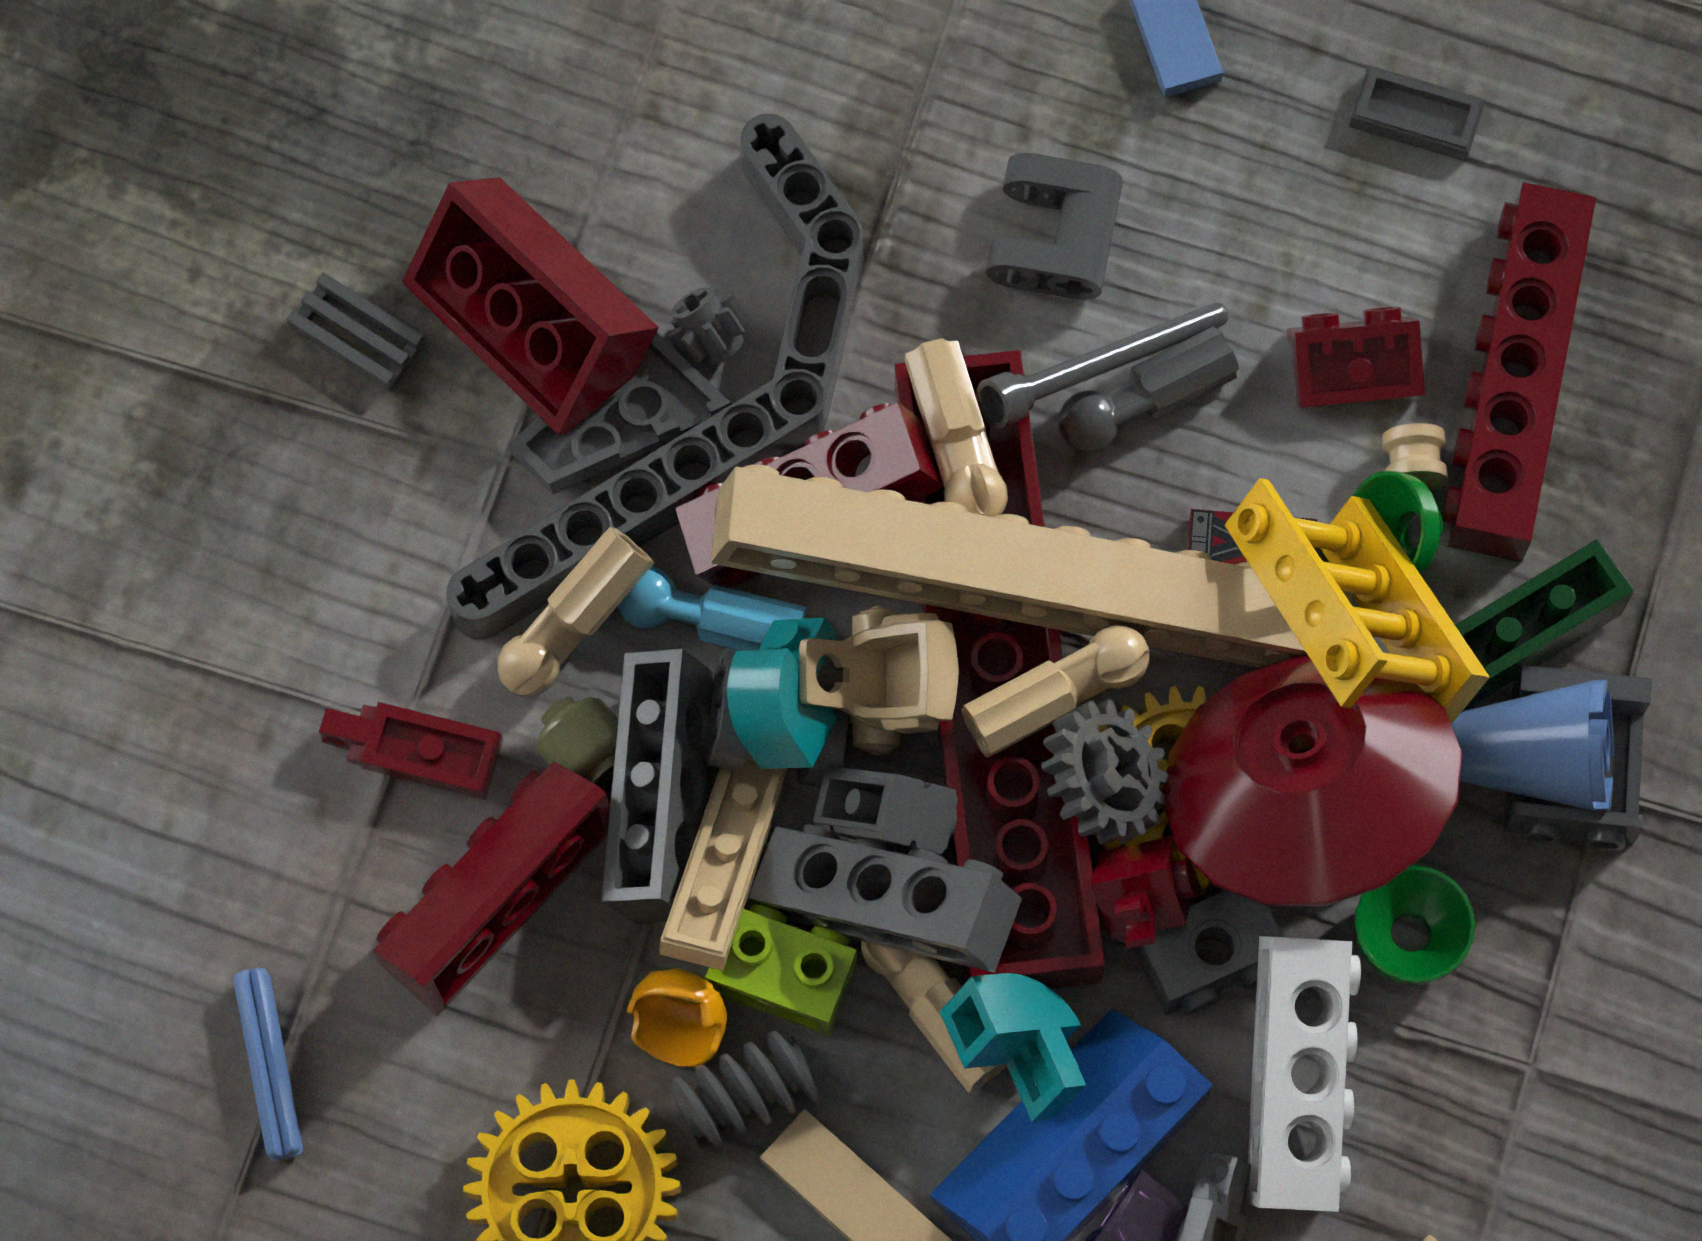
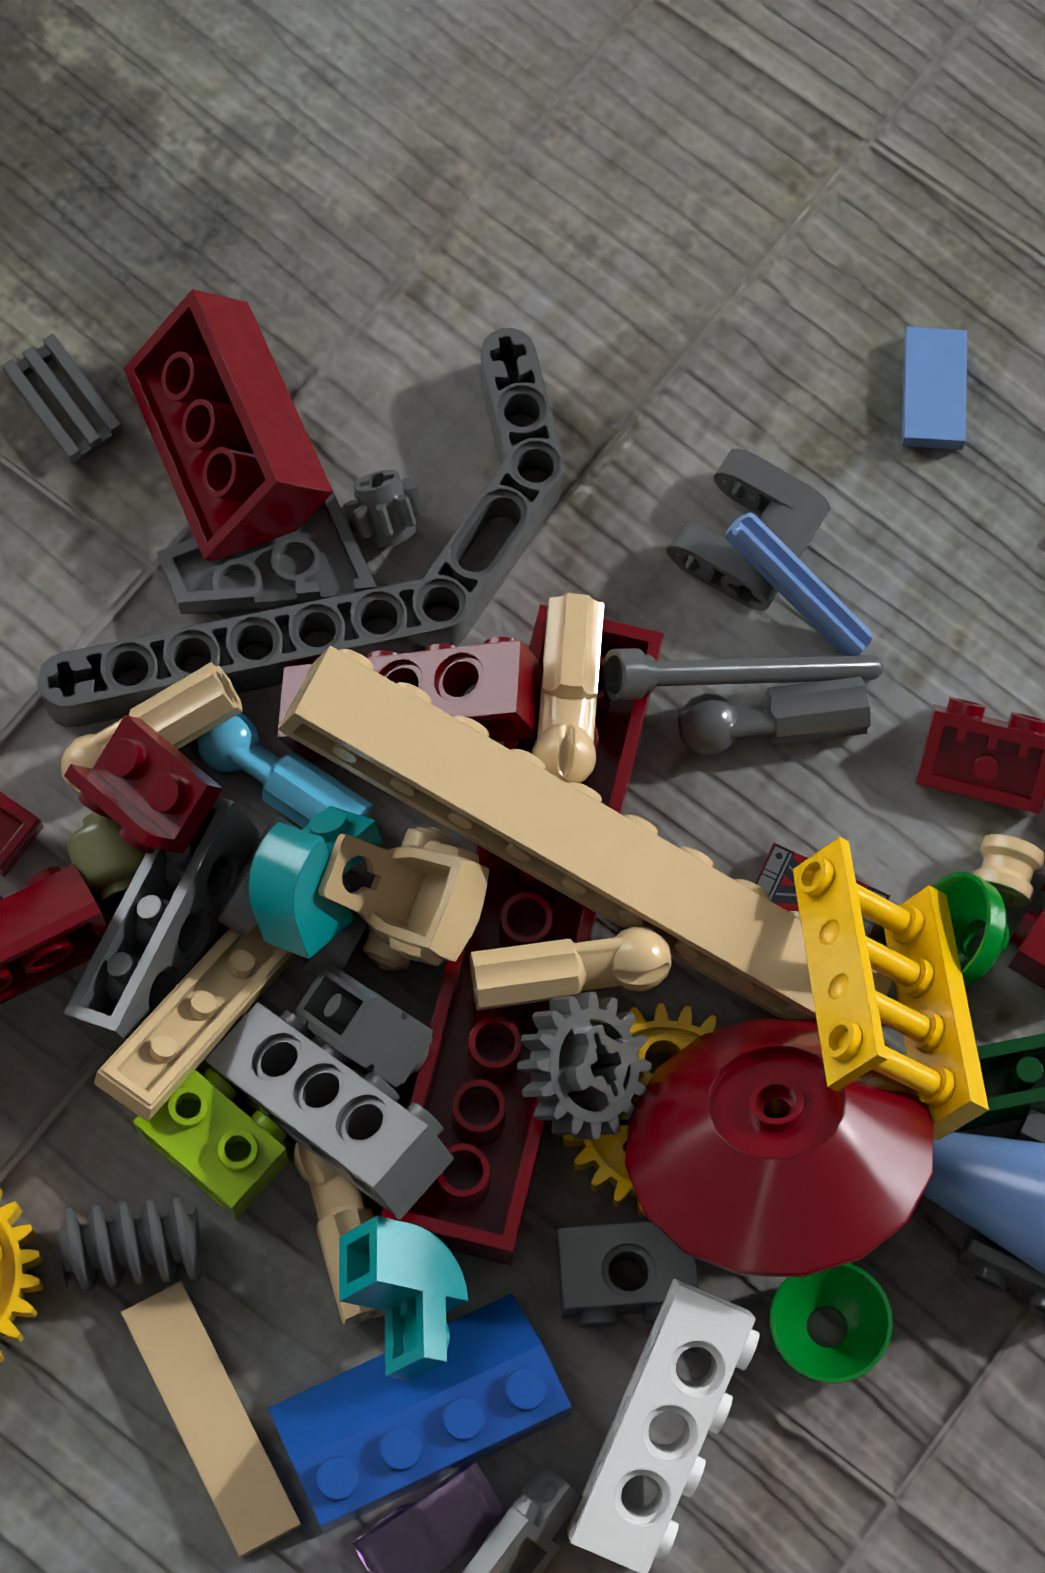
camera: 15 degrees right, 0 degrees up
(598, 665) = (146, 788): none -> dark red bracket
(677, 1017) = (96, 1149): light orange hair -> none
(1123, 261) = (798, 585): none -> medium blue axle
(1143, 890) = (578, 1192): dark red brick -> none

